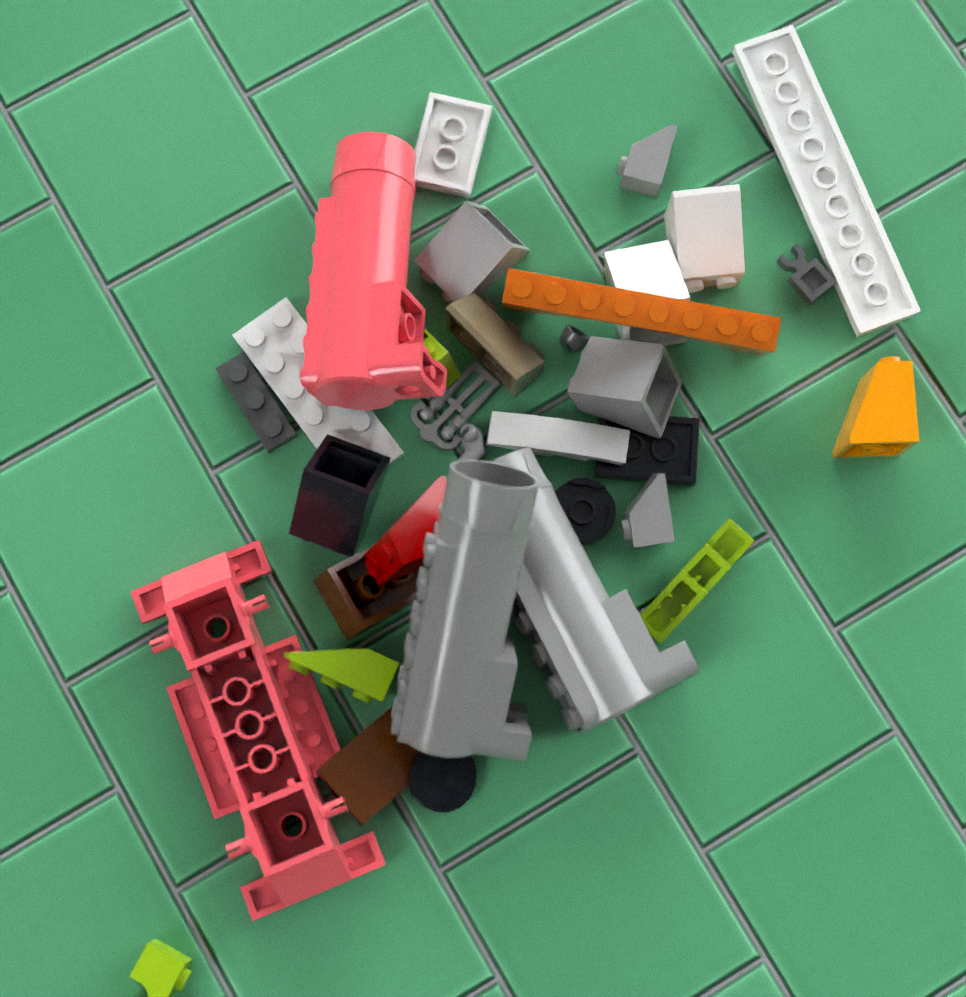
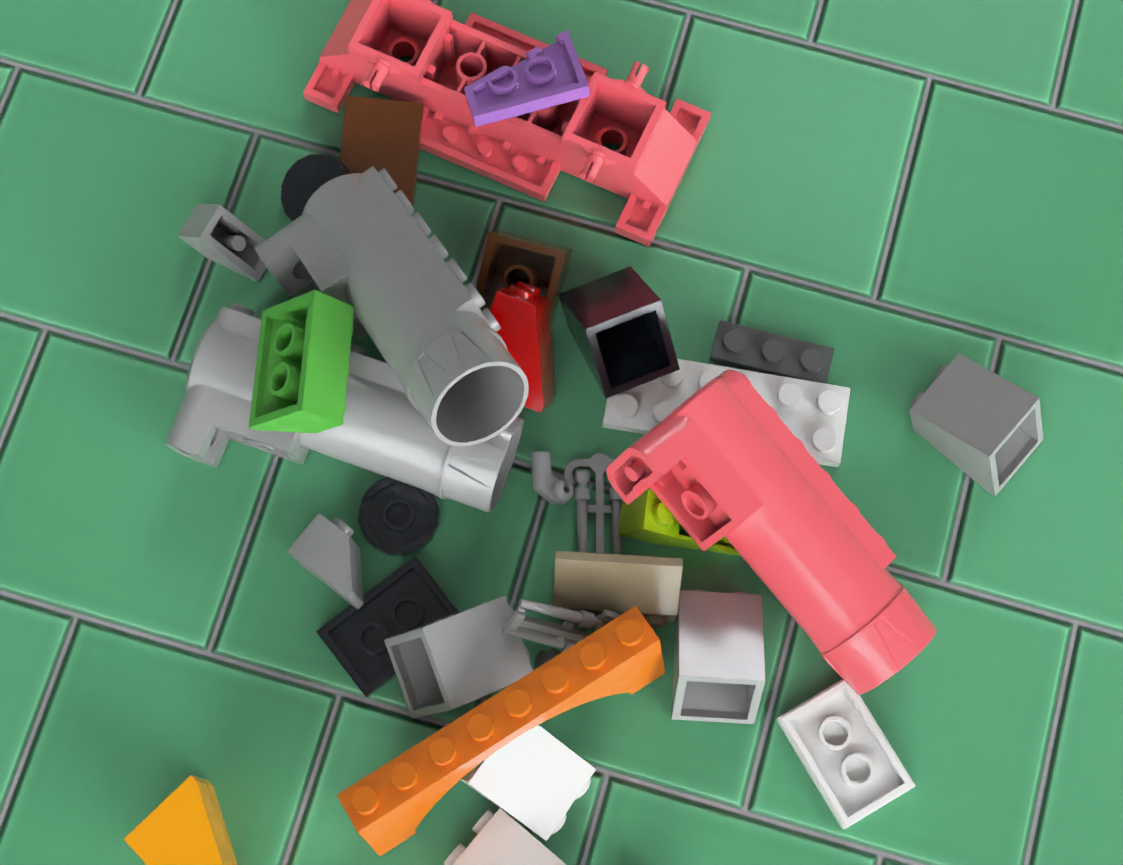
camera: 135 degrees right, 5 degrees down
(179, 247) = (978, 421): none -> light grey slope
(237, 700) = (538, 82): none -> medium lavender wing
(353, 667) = (472, 207): lime slope -> none
(533, 798) = (224, 240): none -> light grey slope
(544, 334) = (552, 633): none -> light grey piece
(558, 437) = (477, 557): white slope -> none
(574, 626) = (302, 365): none -> bright green slope
(695, 580) = (241, 544): lime slope -> none

